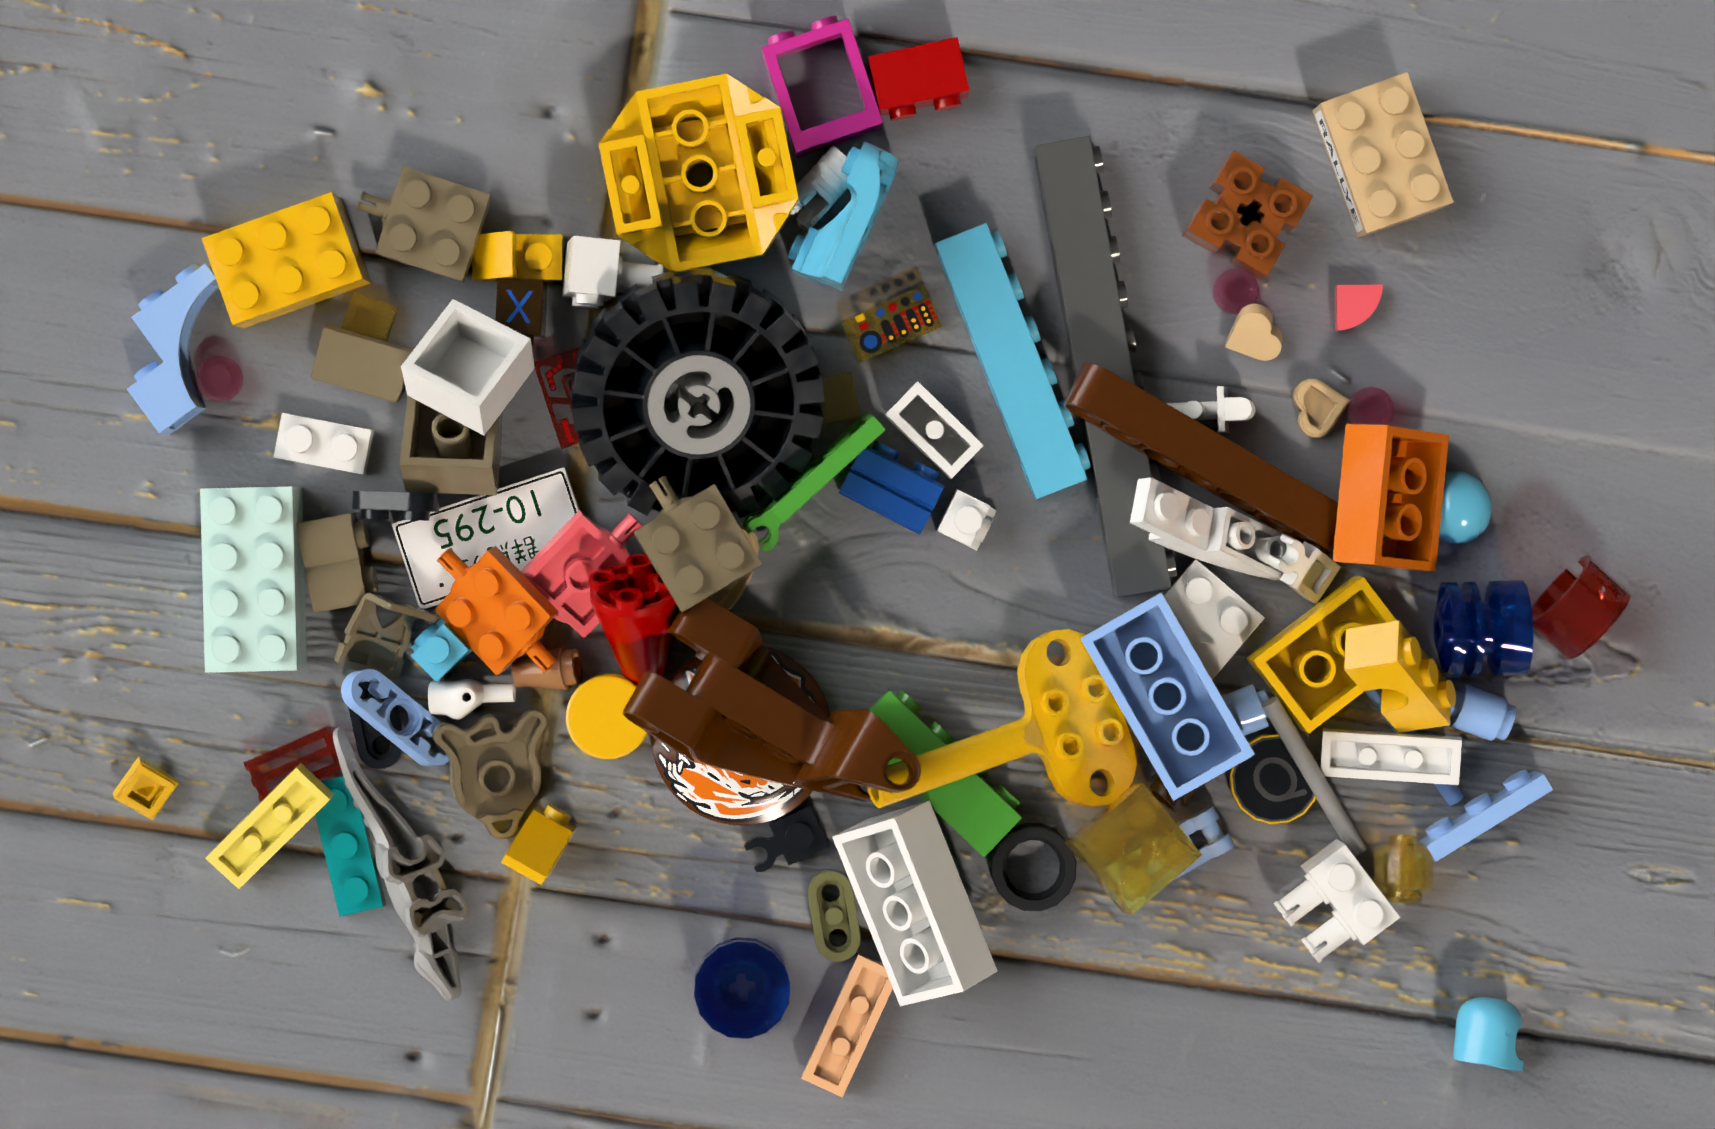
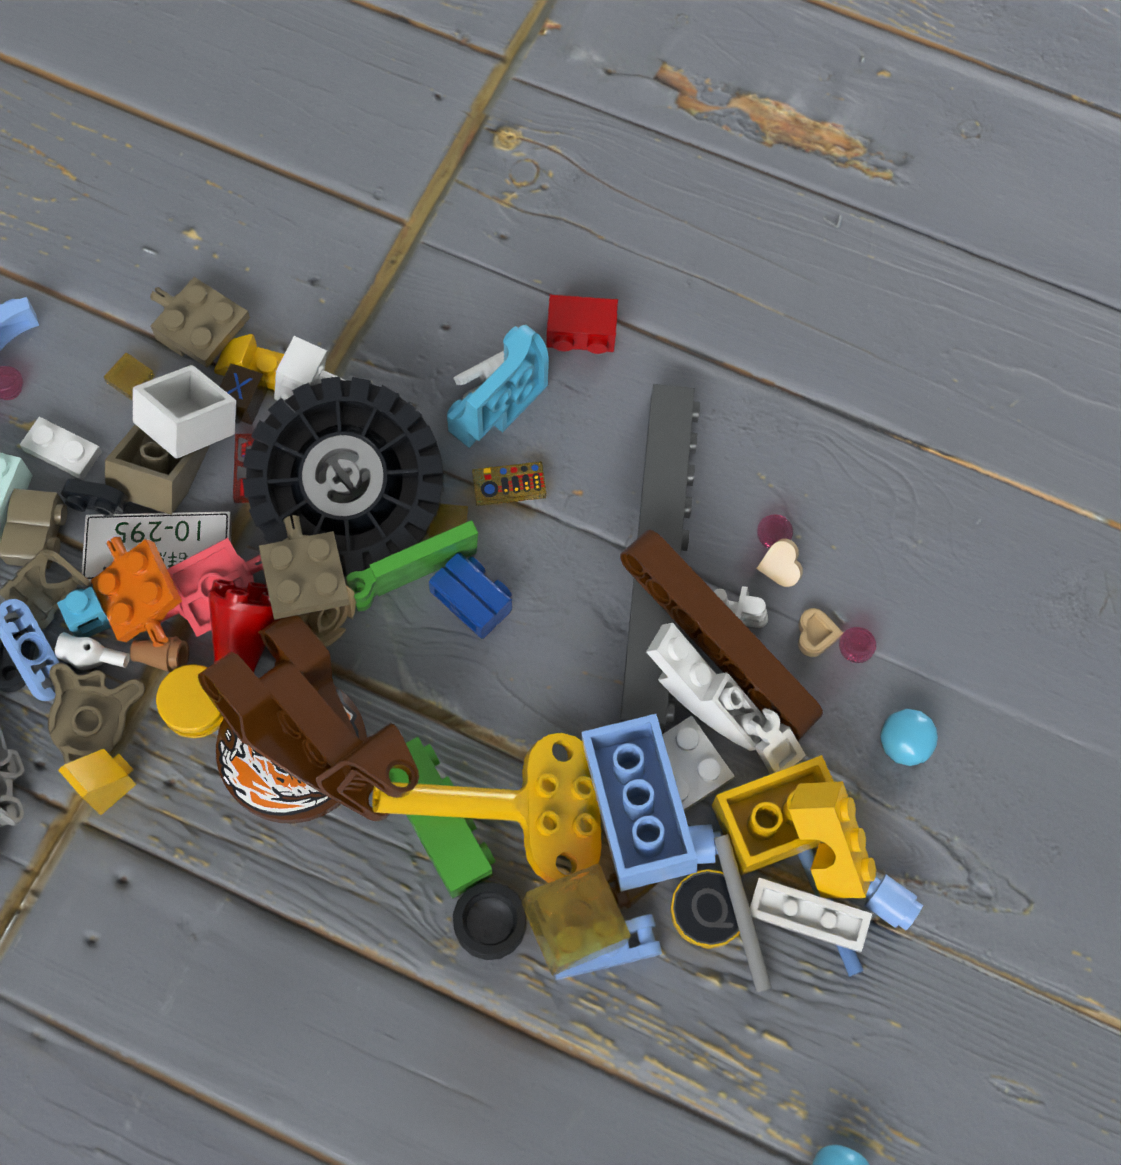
camera: 15 degrees right, 20 degrees down
(286, 260) = (85, 316): yellow brick -> none
(360, 363) = (106, 397): dark tan slope -> none
(691, 124) = (397, 305): yellow piece -> none
(723, 1007) = (203, 925): clear blue wheel -> none
(794, 836) = (306, 841): black plate -> none
(834, 914) = (314, 913): olive plate -> none
(835, 131) = (496, 278): dark pink window -> none
(849, 1026) = (295, 1009): light nougat plate -> none
(915, 904) = (382, 914): white brick -> none
(934, 430) = (516, 558): white brick -> none
(966, 520) = (520, 633): white brick -> none
(1011, 361) = (590, 533): medium azure brick -> none
(1275, 206) = (797, 477): dark orange brick -> none
(1355, 304) = (863, 566): coral tile -> none
(1357, 903) = (747, 1018): white brick -> none
(1382, 155) = (909, 465): tan brick -> none
(1390, 497) = (858, 704): orange brick -> none
(1403, 869) = (798, 1014): clear yellow head -> none
(1484, 813) = (877, 986): light blue plate -> none
(1491, 628) = (918, 829): clear blue wheel -> none
(1575, 611) = (992, 835): clear red piece -> none

